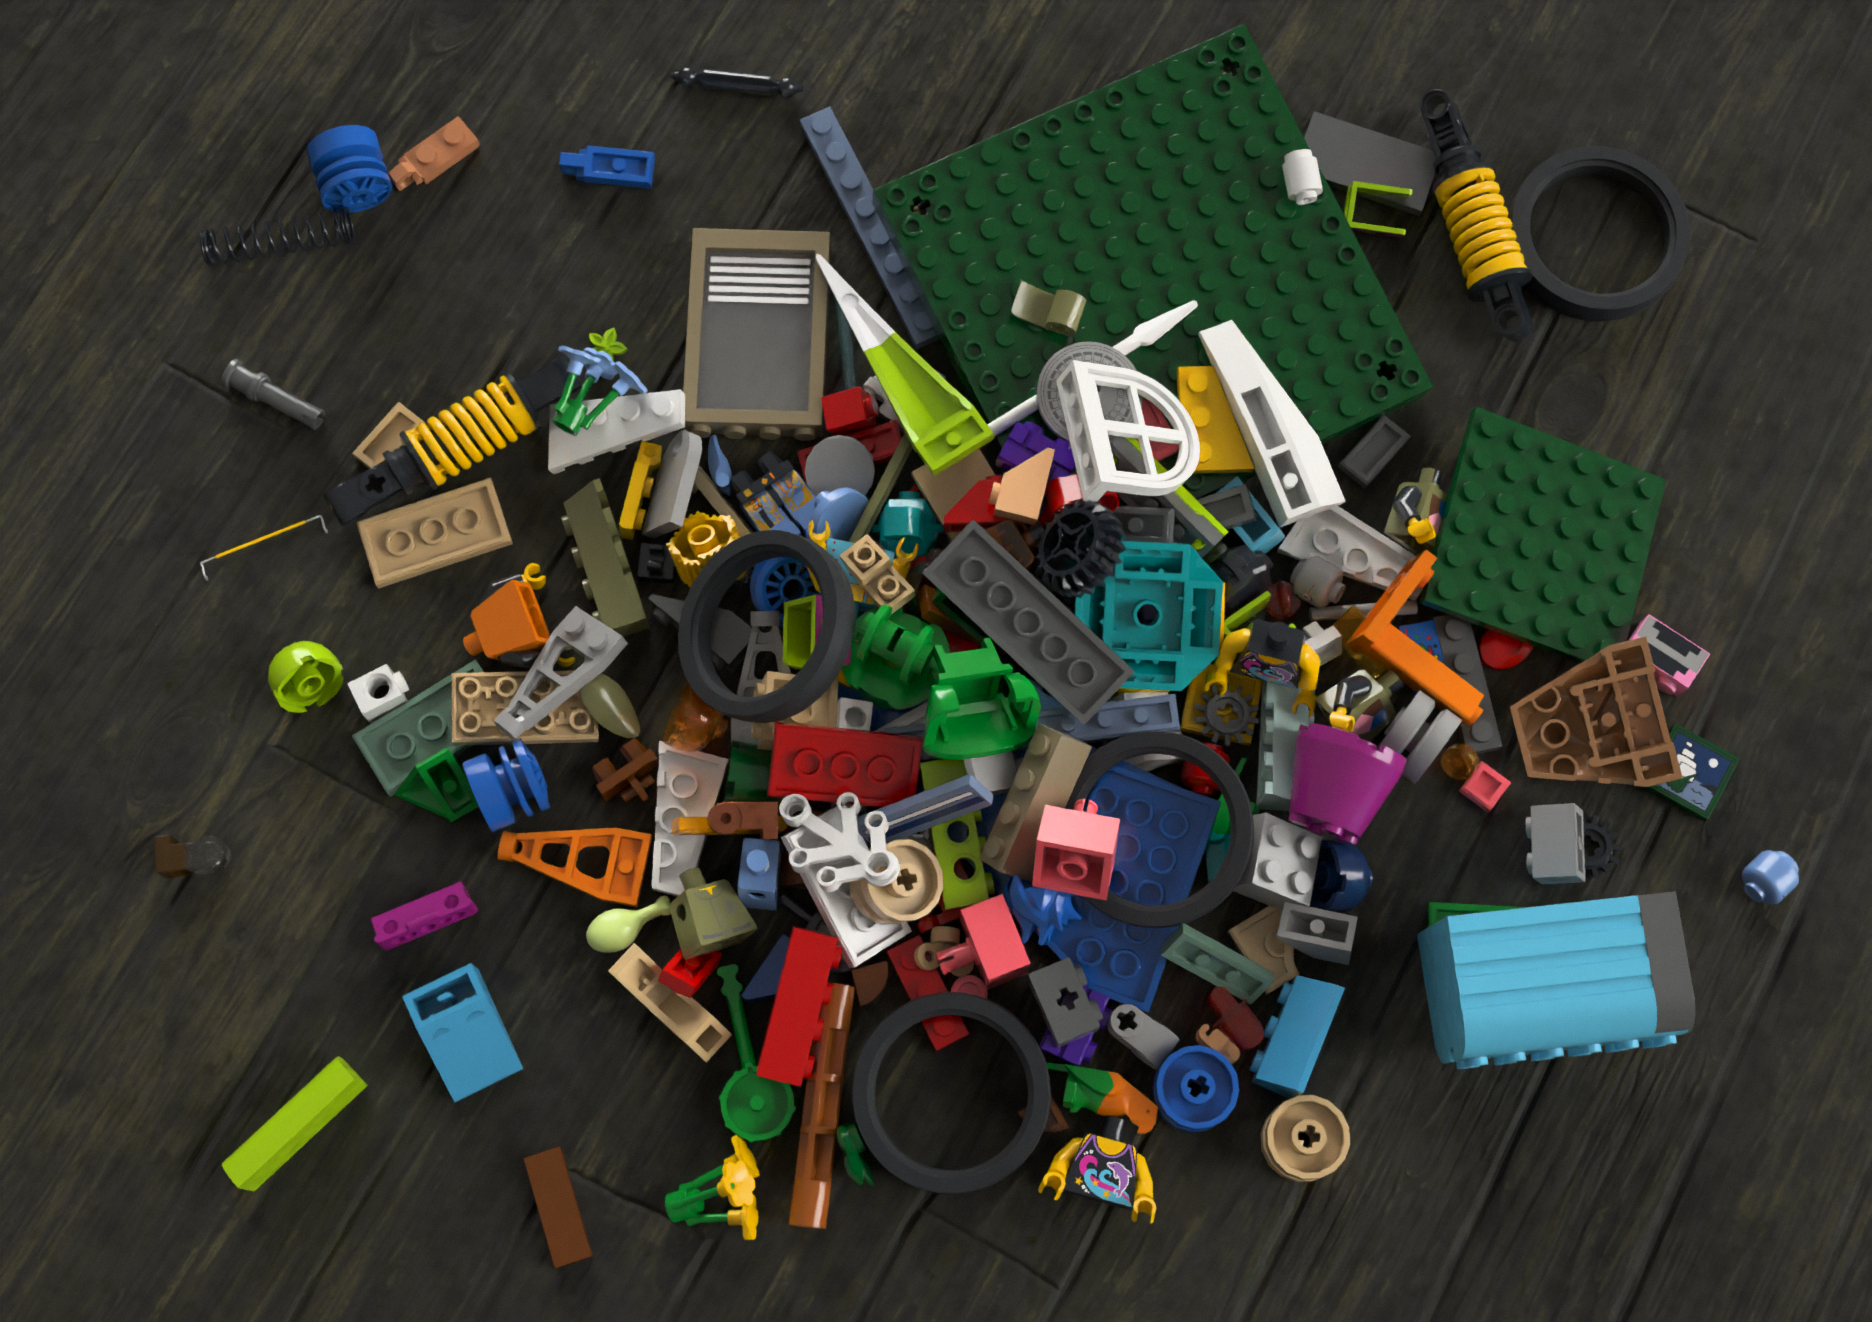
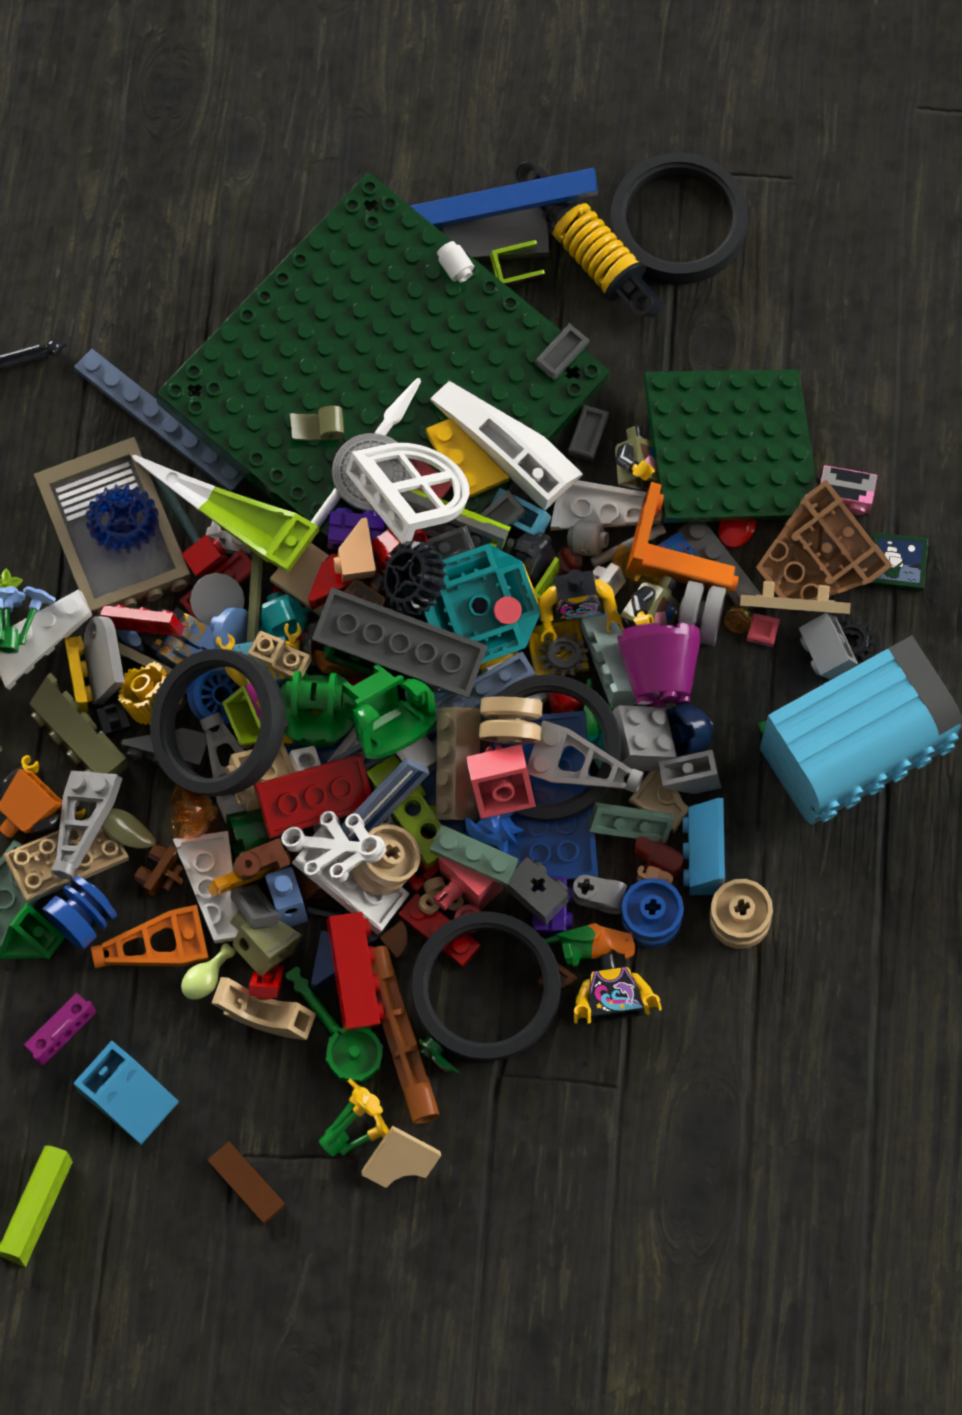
camera: 20 degrees left, 5 degrees down
(715, 869) = (254, 906): none -> dark grey tile
(740, 459) = (143, 620): none -> red plate
(753, 1262) = (399, 1157): none -> tan tile
(792, 312) = (122, 509): none -> clear blue gear
(1004, 927) = (474, 855): none -> sand green plate
(1120, 782) = (510, 720): none -> tan wheel
(1152, 835) = (547, 754): none -> light grey plate
(1178, 635) = (507, 610): none -> coral tile
(1385, 340) = (562, 351): none -> dark grey tile
(1403, 126) = (509, 198): none -> blue tile
(1570, 789) = (768, 600): none -> tan hinge

